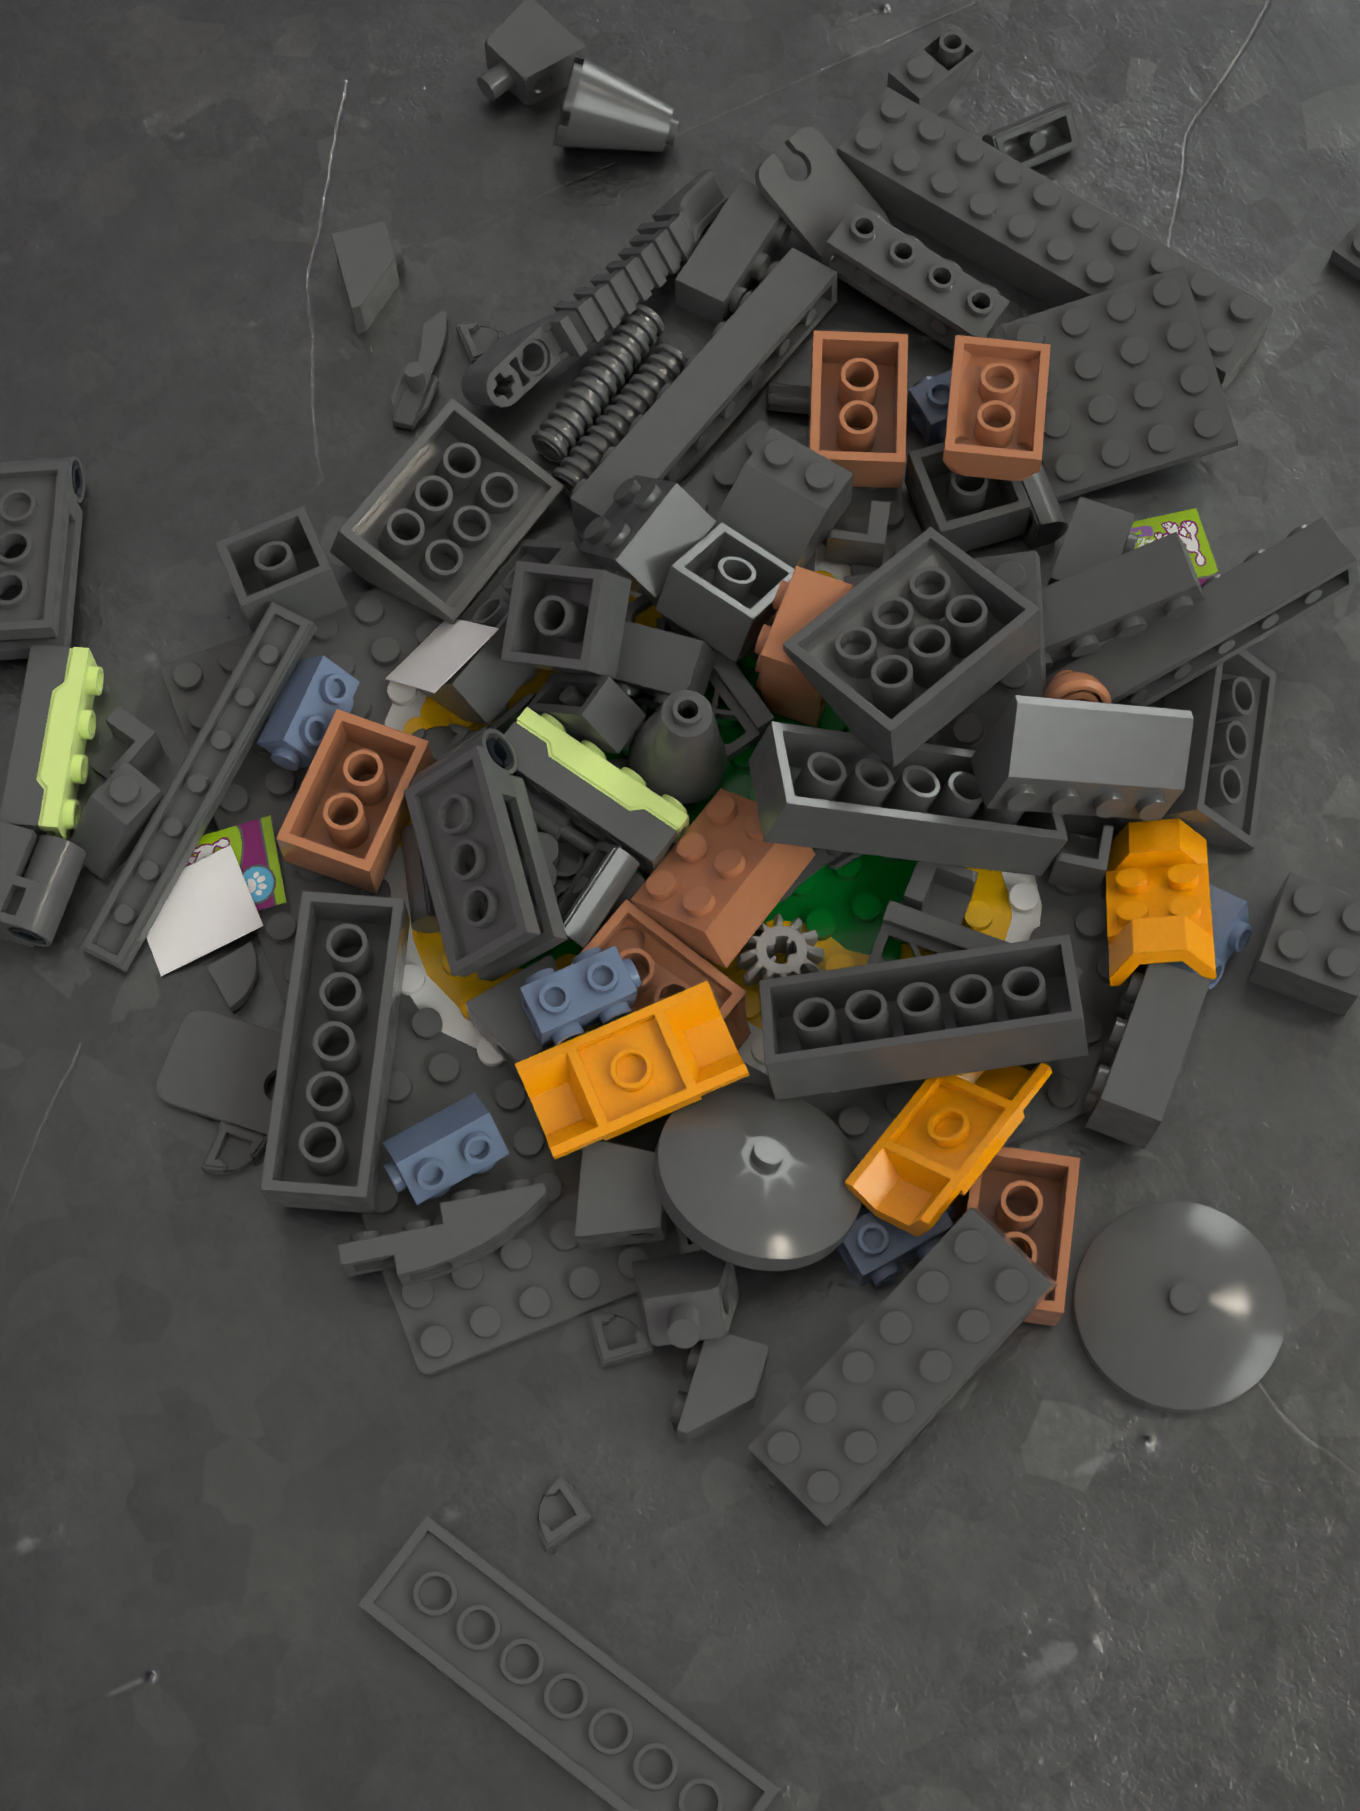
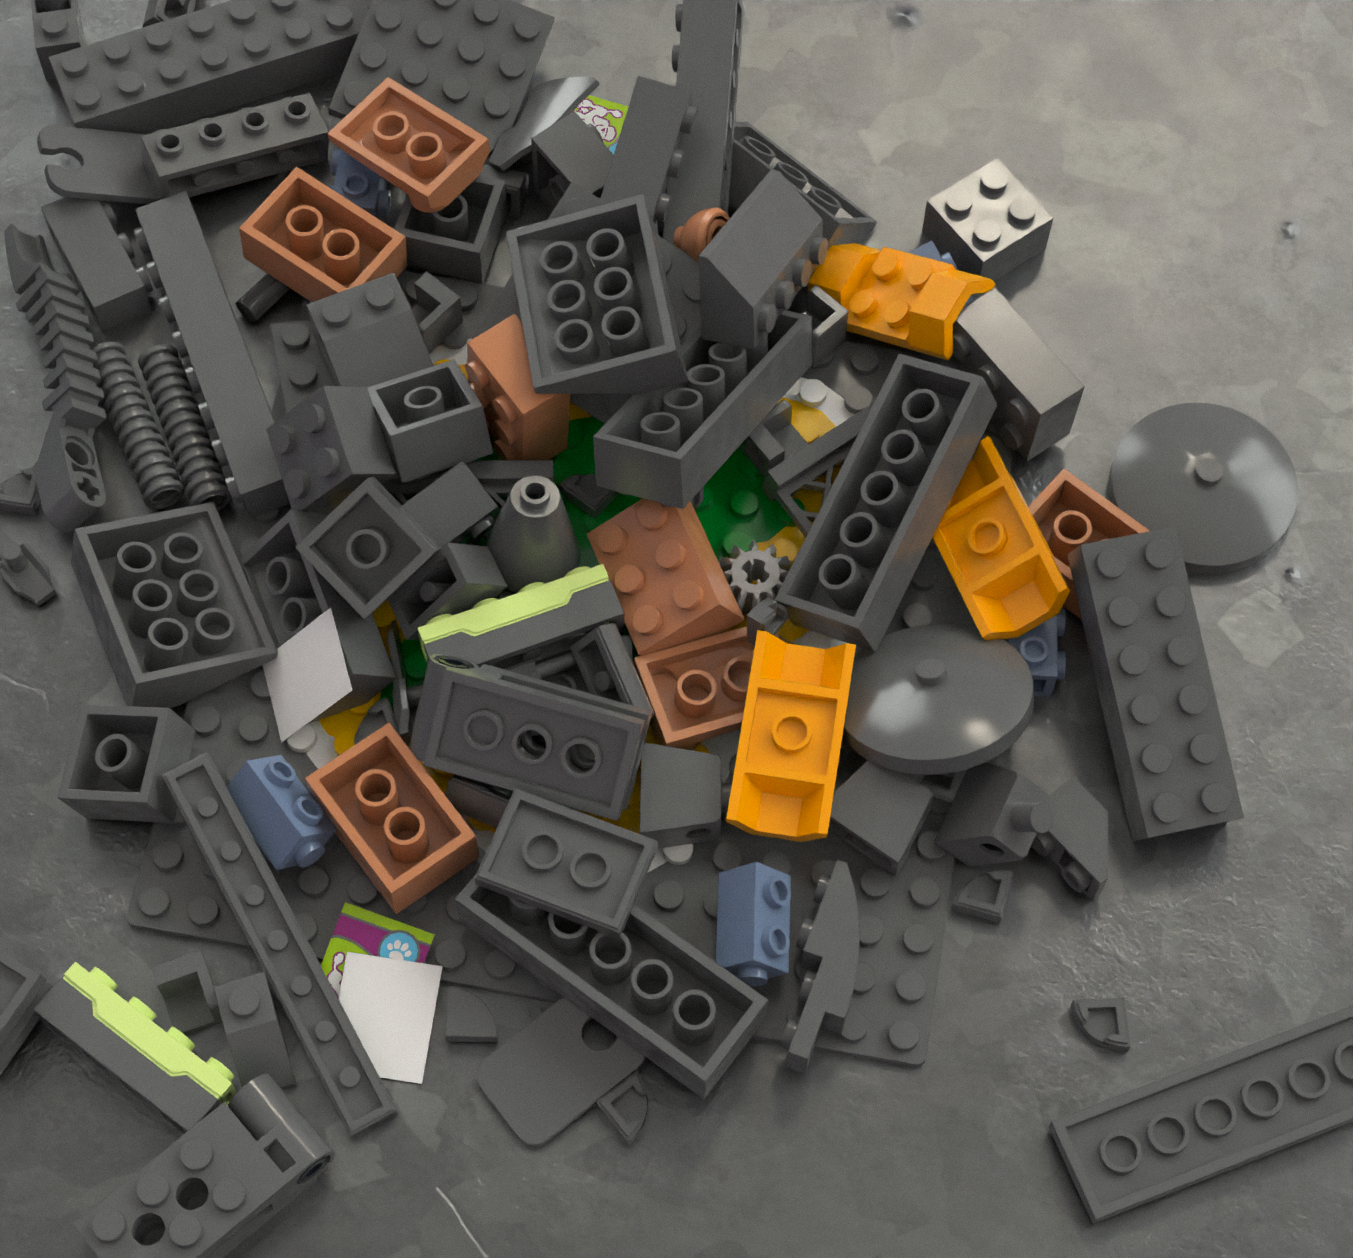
camera: 60 degrees left, 5 degrees down
(386, 958) = (566, 863): none -> dark grey tile
(589, 991) = (701, 748): sand blue brick -> none
(734, 984) = (765, 616): none -> dark grey tile
(1143, 495) = (545, 106): none -> dark grey panel

